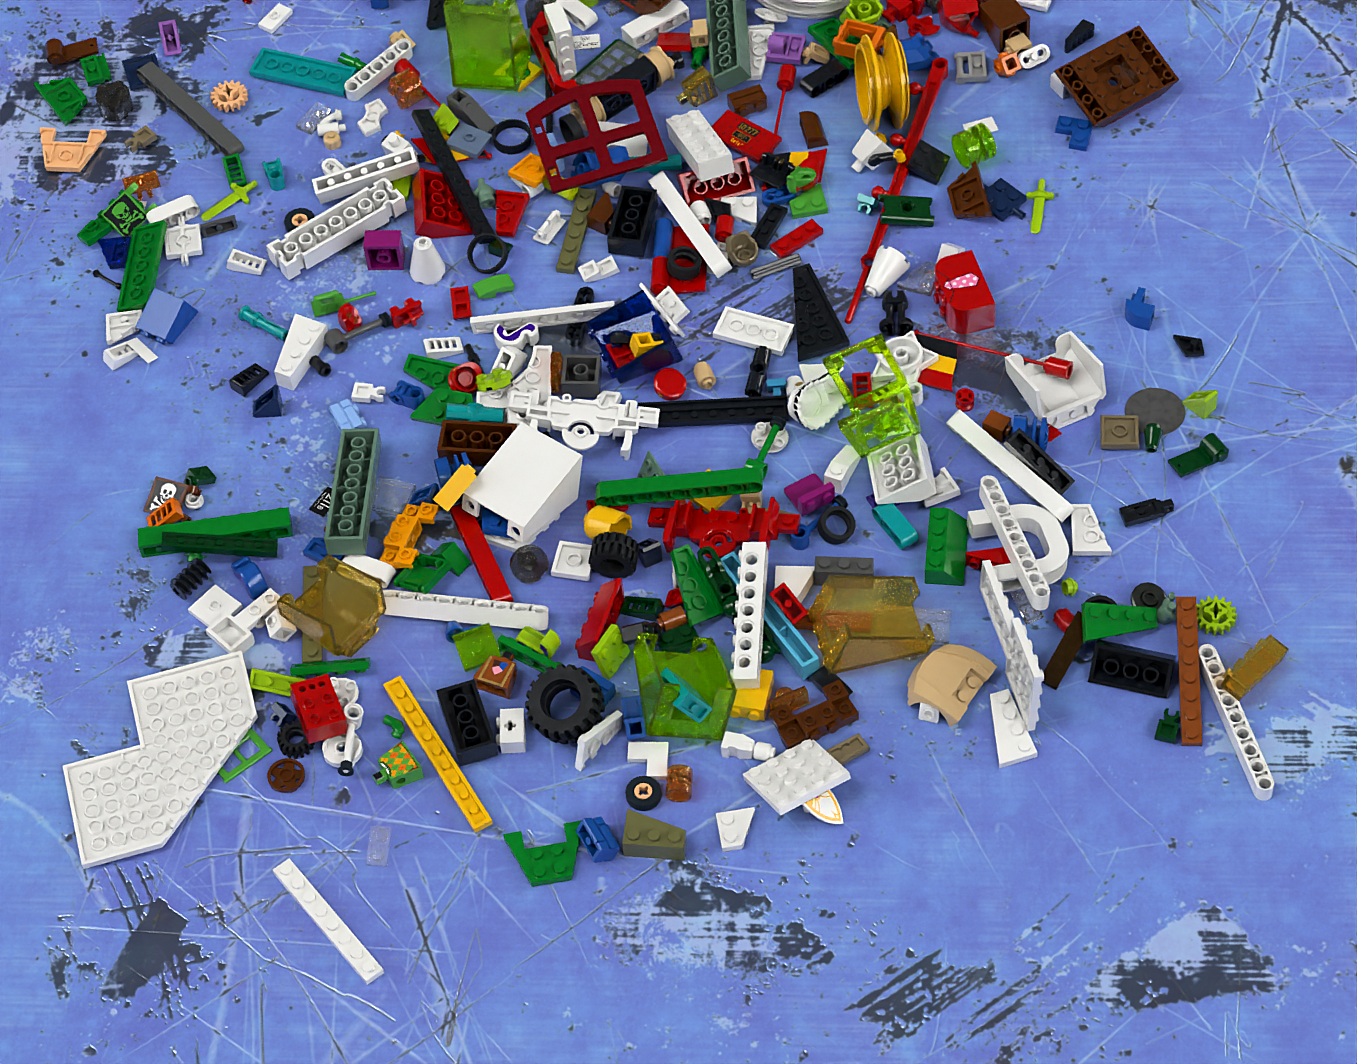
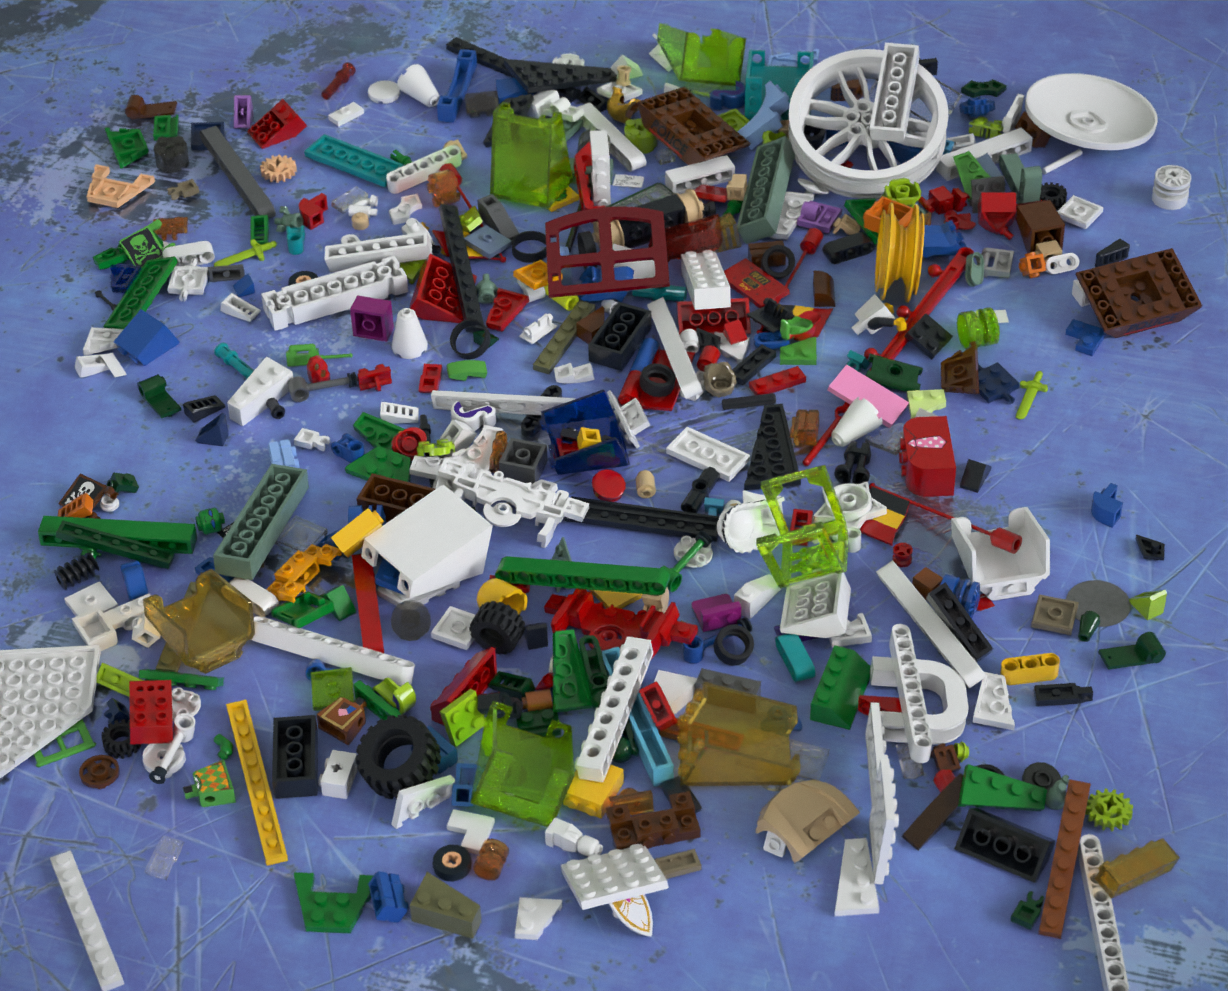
camera: 10 degrees right, 10 degrees down
(195, 374) = (155, 395): none -> dark green door
(210, 47) = (277, 126): none -> red slope
(241, 237) = (244, 286): none -> blue slope
(260, 154) = (288, 219): none -> sand green piece
(280, 139) = (313, 210): none -> red brick
(300, 500) = (209, 521): none -> green head
(474, 412) = (404, 472): teal piece -> none
(672, 98) = (693, 236): none -> clear red slope
(688, 699) = (521, 772): teal panel -> none
(742, 195) = (734, 332): none -> red slope
(775, 108) = (791, 261): none -> black tyre
(839, 284) = (805, 427): none -> clear orange brick
(874, 232) = (853, 384): none -> bright pink tile
(942, 232) = (926, 399): none -> yellowish green wing
(953, 83) = (974, 273): none -> sand green piece
(1009, 303) = (974, 475): none -> black slope
(1059, 597) = (945, 757): none -> reddish brown bracket
(1111, 491) = (1030, 668): none -> yellow beam

